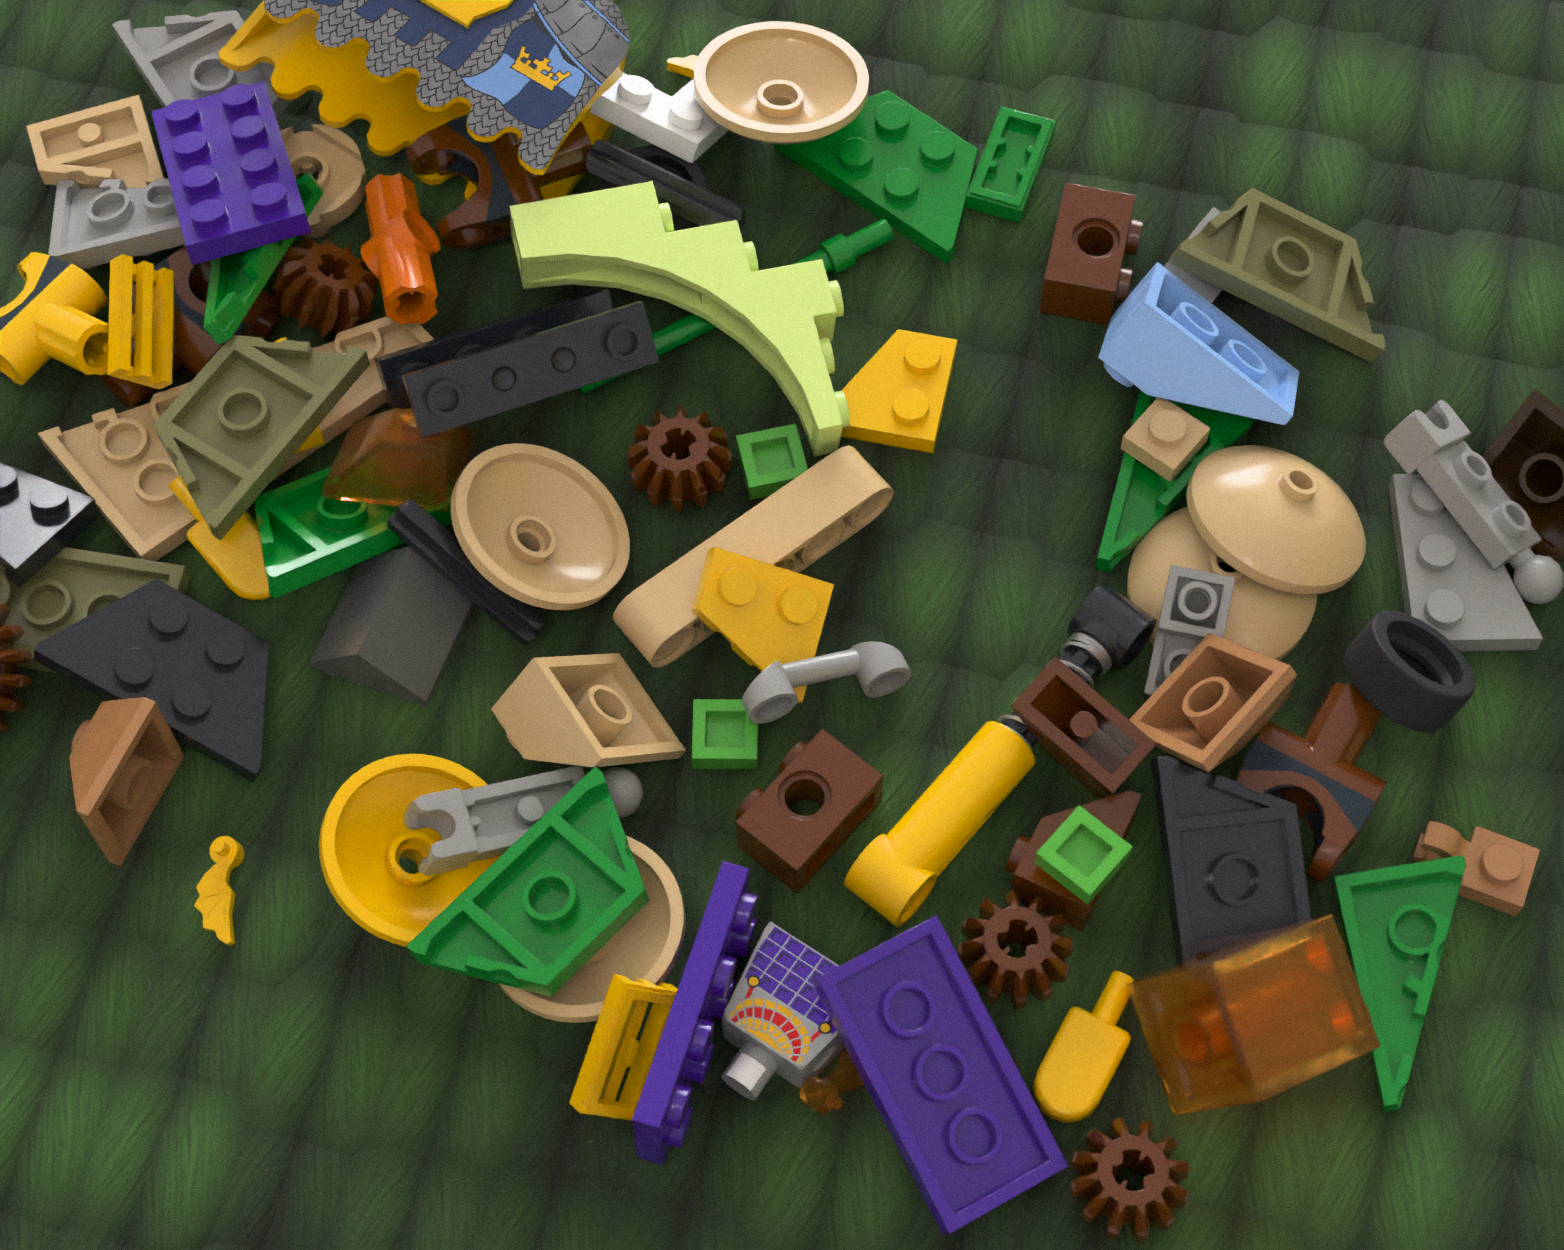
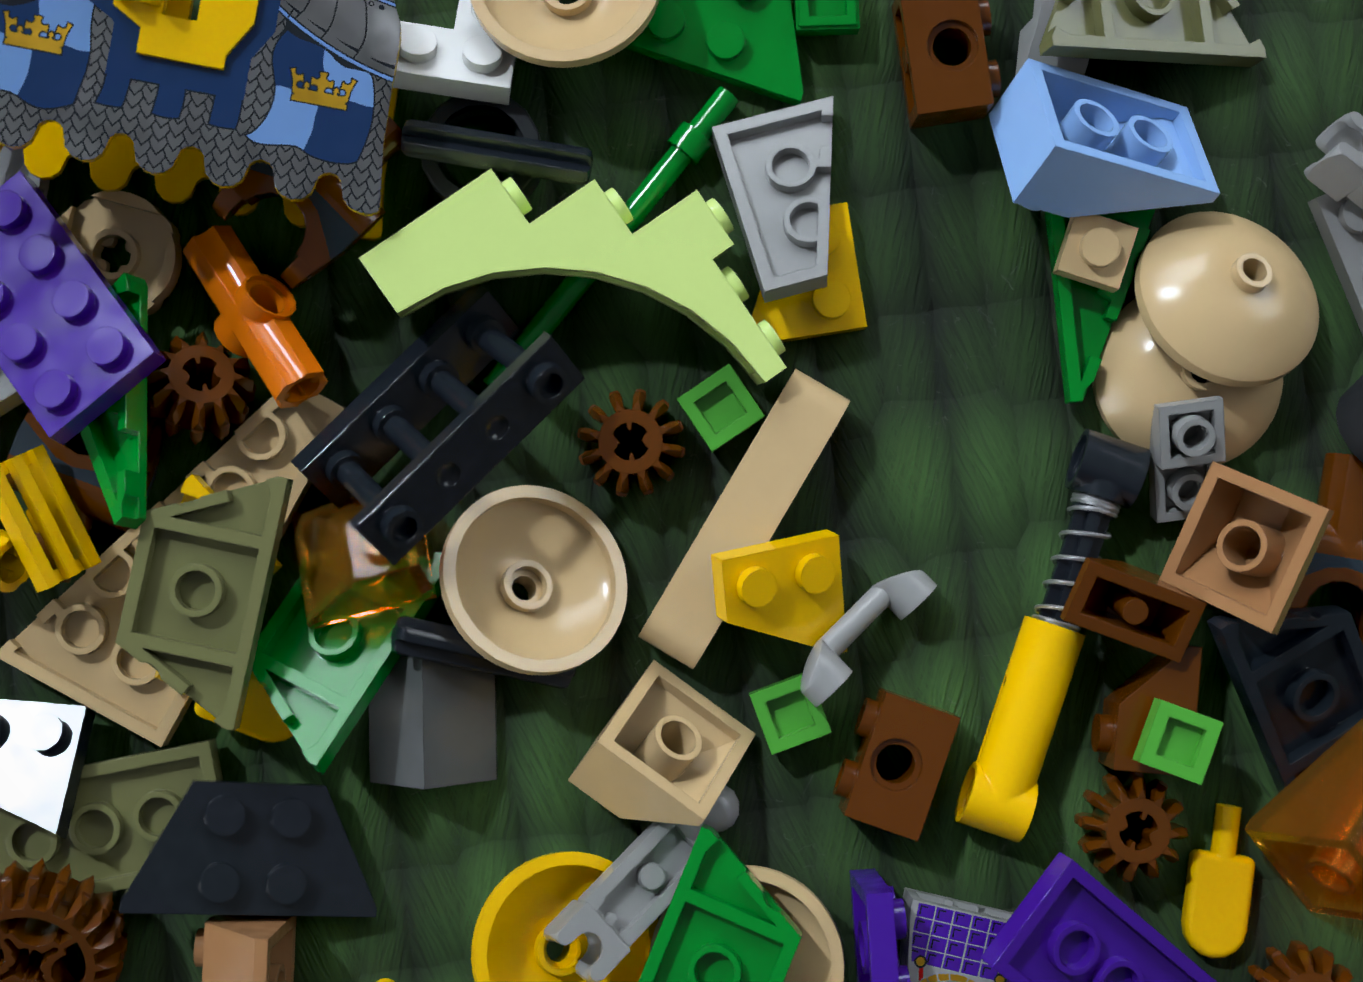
camera: 25 degrees left, 25 degrees up
(902, 306) = (781, 193): none -> light grey wing

